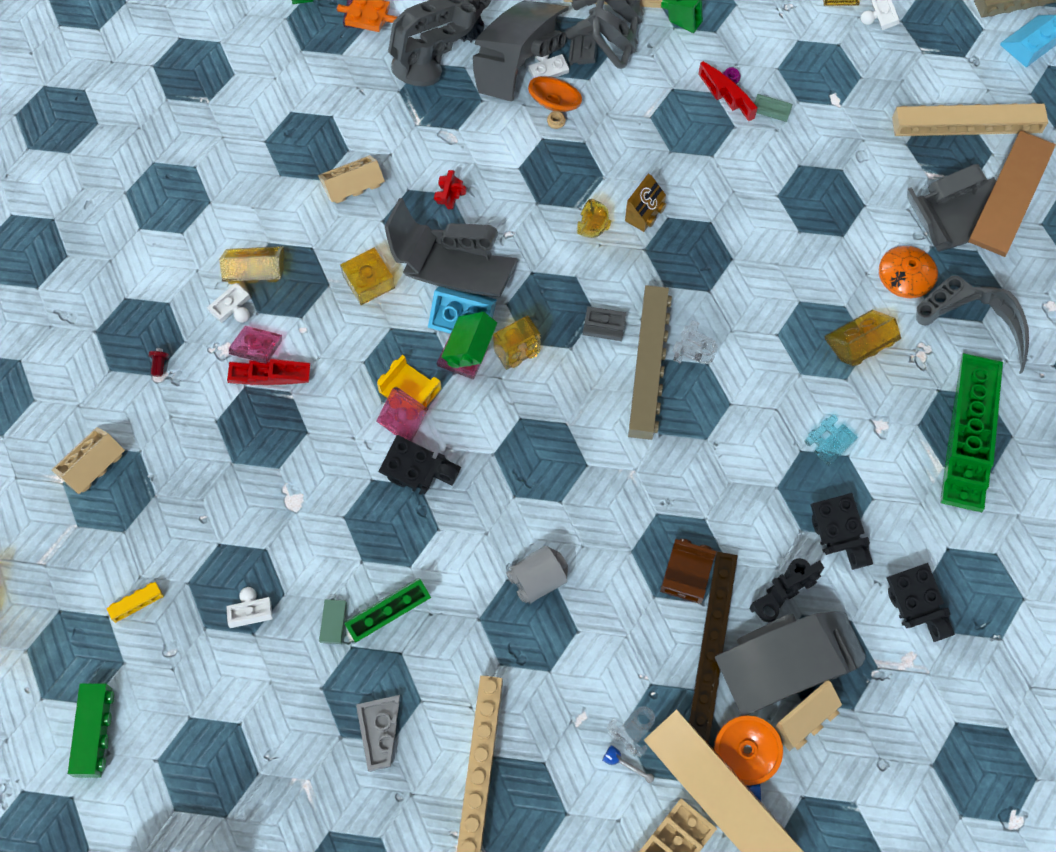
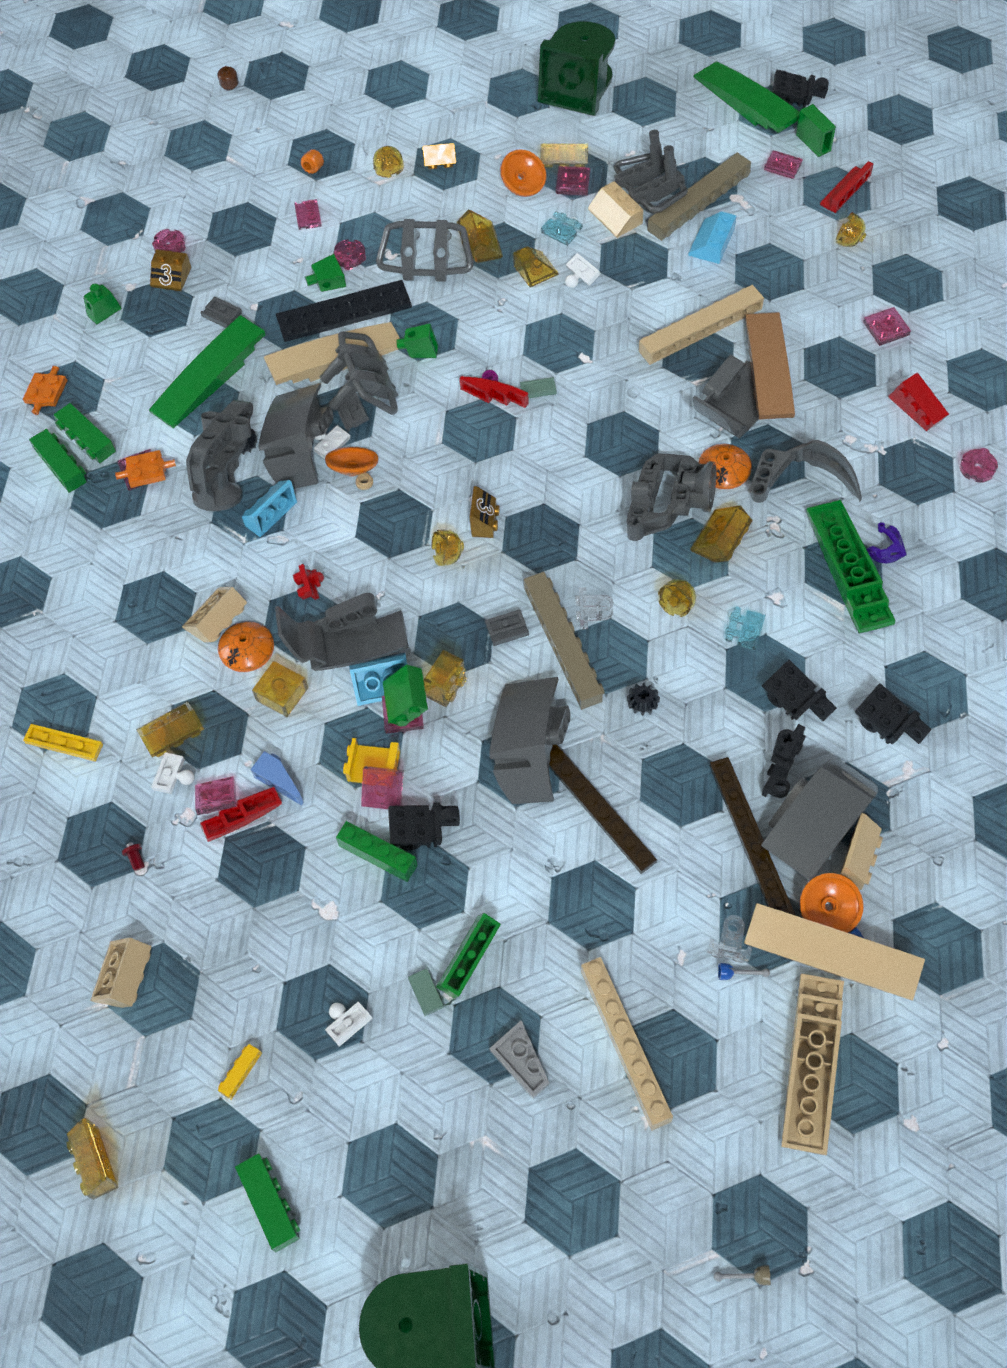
camera: 25 degrees left, 5 degrees down
(157, 229) = (63, 742): none -> yellow plate
(318, 353) = (272, 773): none -> medium blue slope
(364, 470) = (376, 851): none -> green brick
(365, 229) = (249, 654): none -> orange dish
(456, 103) = (270, 508): none -> medium azure slope
(538, 574) = (577, 857): light grey cylinder -> none
(555, 433) = (523, 737): none -> dark grey beam
(584, 521) = (600, 811): none -> dark brown plate
(688, 570) = (696, 790): reddish brown panel -> none
(696, 462) = (651, 699): none -> black gear
(781, 376) = (677, 597): none -> clear yellow cylinder
(860, 281) = (693, 489): none -> dark grey piece
(1032, 437) = (884, 555): none -> dark purple helmet

